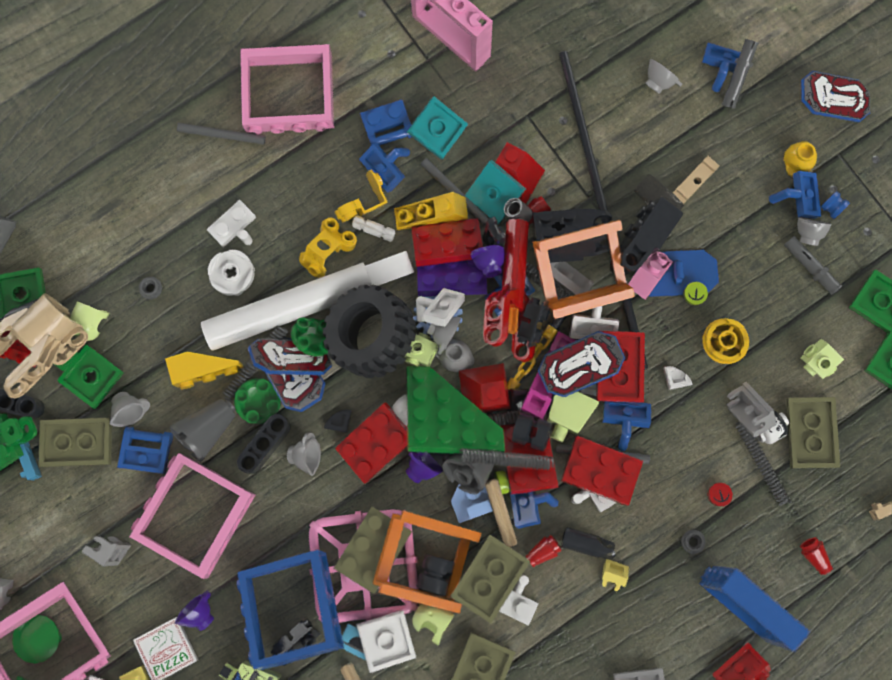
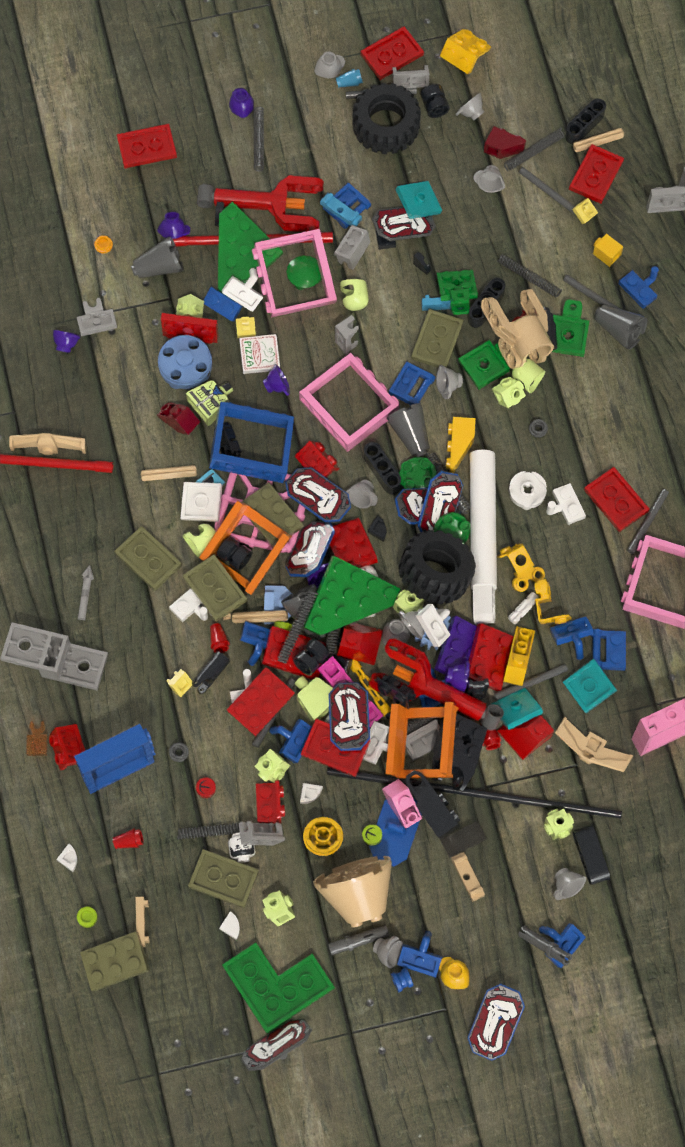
camera: 105 degrees right, 10 degrees down
(50, 560) = (356, 298): none -> yellowish green helmet
(117, 334) = (509, 392): none -> yellowish green brick
(208, 173) = (616, 499): none -> red plate
(282, 524) = (315, 457): none -> red bracket
(325, 505) = (318, 495): none -> shield
(397, 487) = (310, 549): none -> shield
(505, 103) = (591, 748): none -> tan plate
(603, 106) = (556, 830): none -> yellowish green brick
(620, 65) = (591, 855): none -> black beam
(670, 428) = (271, 766): none -> yellowish green brick
(706, 418) = (268, 802): none -> red bracket
(766, 283) = (358, 889): none -> tan cone
(857, 404) = (231, 926): none -> white tile
(864, 615) = (68, 858): none -> white tile

